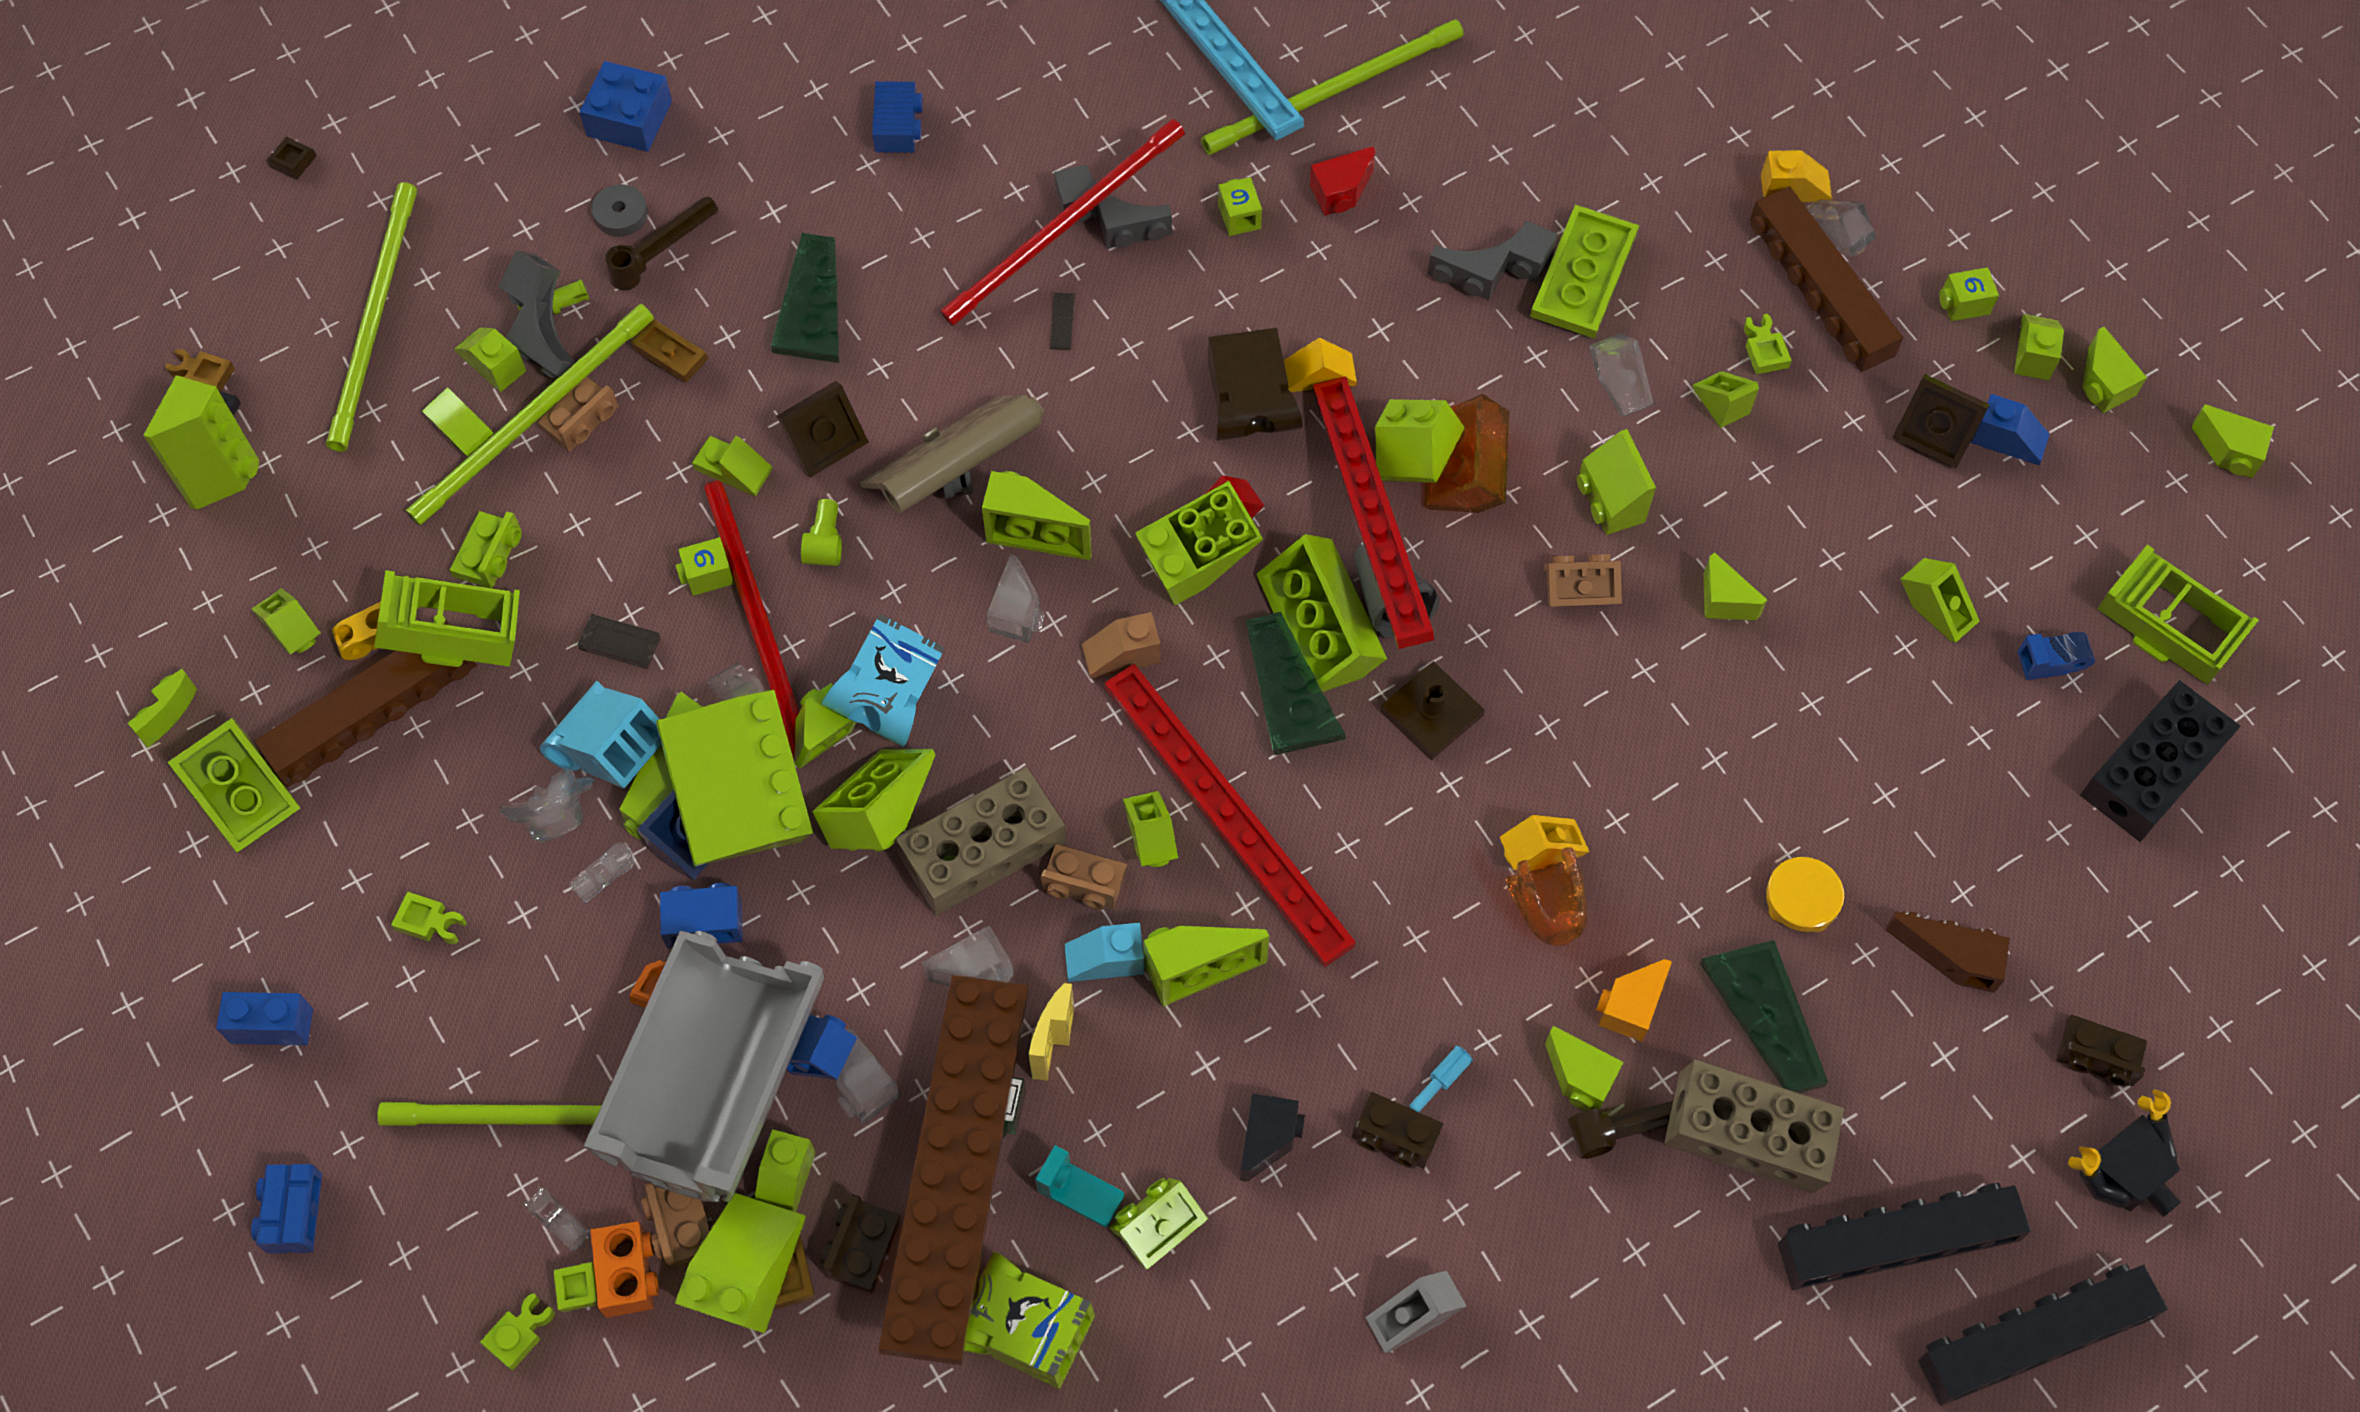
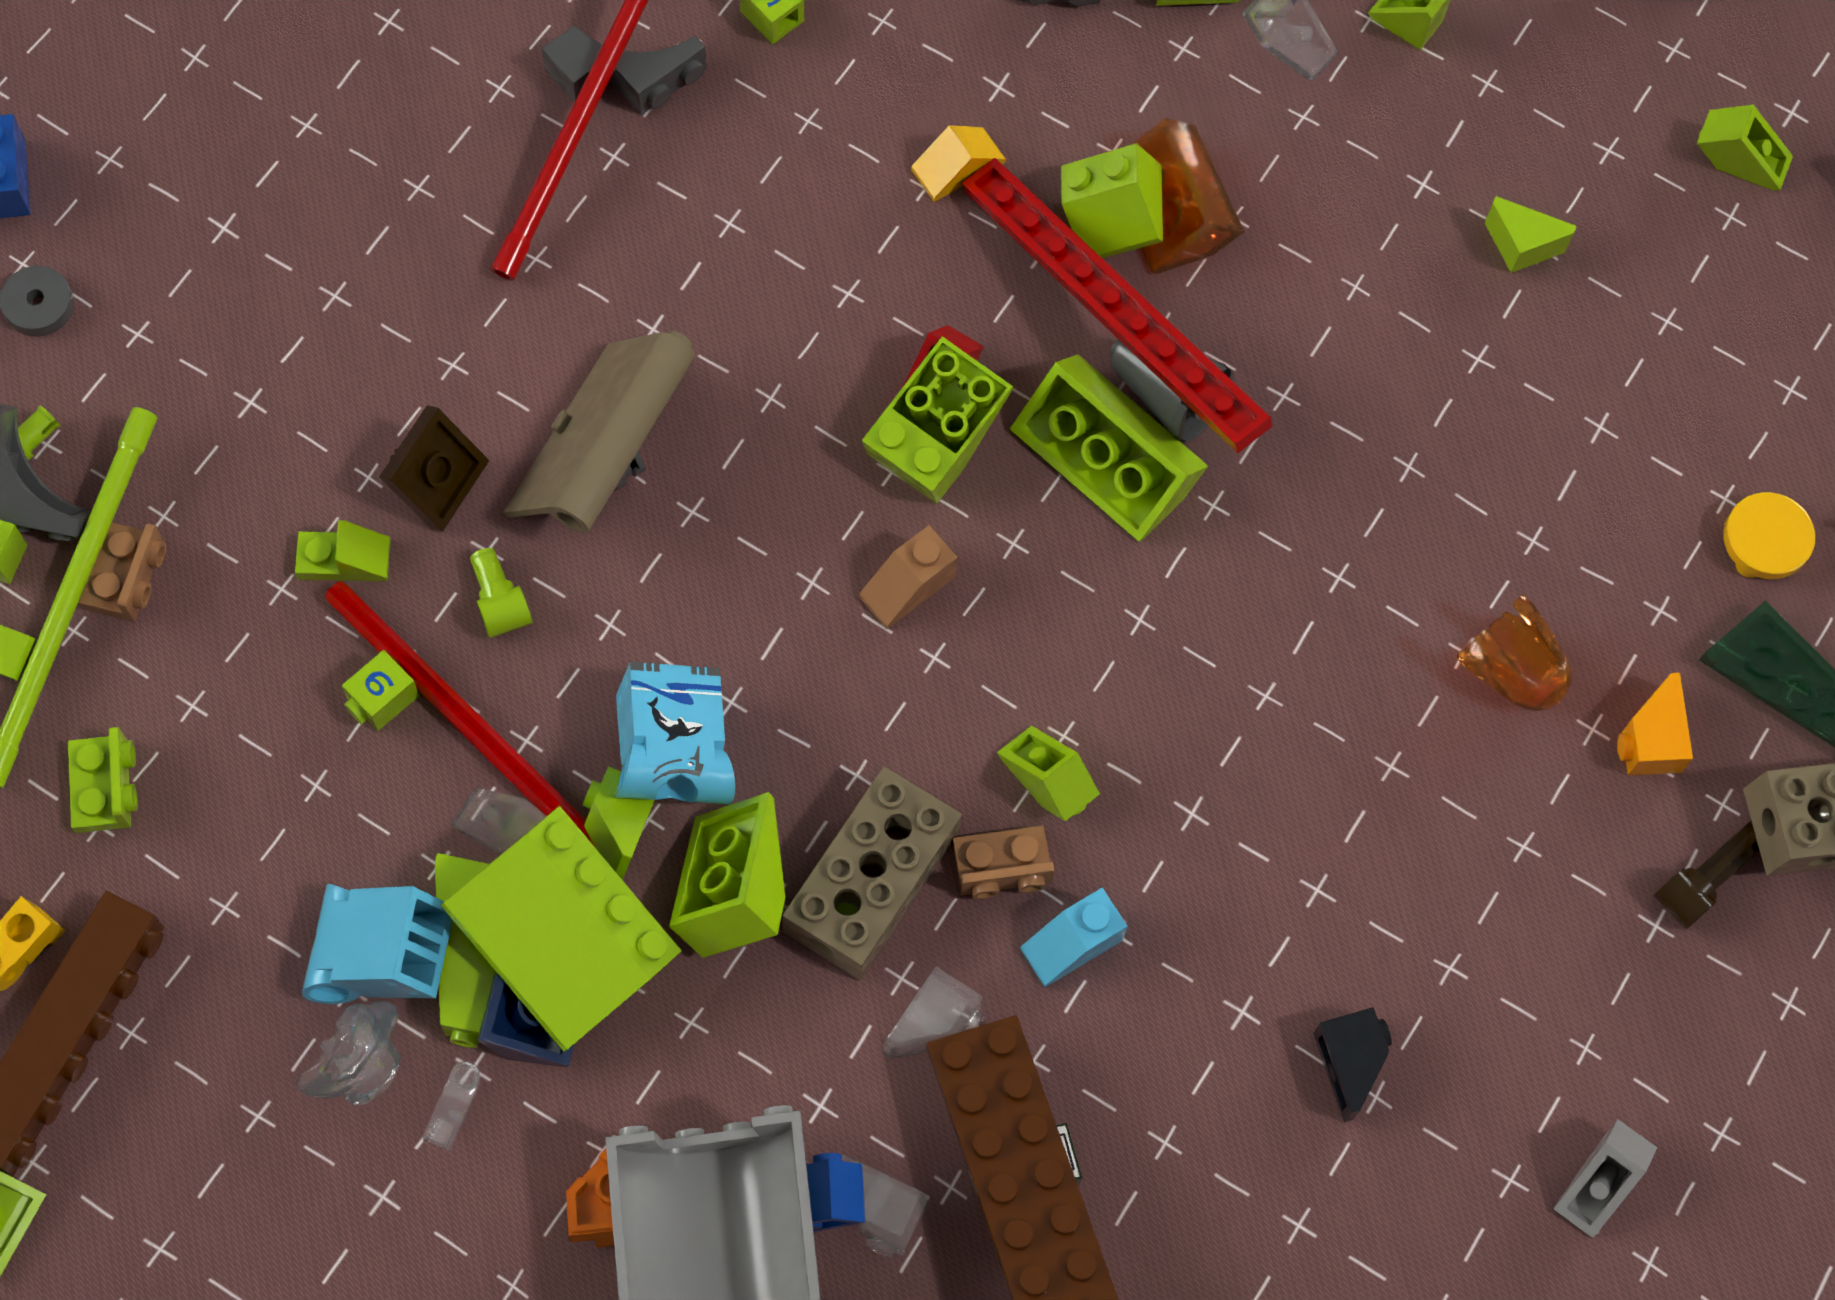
camera: 30 degrees left, 5 degrees up
(423, 917) = (269, 1255): lime plate -> none
(441, 642) = (122, 924): lime piece -> none
(619, 641) = (322, 824): clear smoke tile -> none
(628, 263) = (94, 348): dark brown axle -> none
(669, 350) = (194, 449): pearl gold plate -> none
(708, 910) = (597, 1103): blue brick -> none
(810, 305) = (335, 330): clear green wing -> none
(895, 116) = (313, 53): blue brick -> none
(1015, 605) = (764, 580): clear slope -> none
(1033, 519) = (736, 471): lime slope -> none
(1052, 1028) = (1068, 1048): light yellow slope -> none
(1062, 321) = (635, 222): clear smoke window -> none
(1078, 1189) = (1185, 1216): teal bracket -> none
(1158, 1221) = (1286, 1210): lime bracket -> none
(1198, 957) = (1180, 897): lime slope -> none
(1230, 816) = (1124, 718): red plate -> none
(1251, 384) = (895, 212): dark brown piece -> none
(1291, 697) = (1122, 552): clear green wing -> none
(1397, 1131) = (1483, 990): dark brown bracket -> none
(1432, 710) = (1280, 502): dark brown tile -> none
(1443, 1076) = (1500, 907): medium azure axle -> none
(1541, 841) = (1475, 601): yellow slope -> none
(1581, 1069) = (1642, 833): lime slope -> none
(1583, 582) = (1369, 287): medium nougat bracket -> none
(1617, 484) = (1354, 160): lime slope -> none

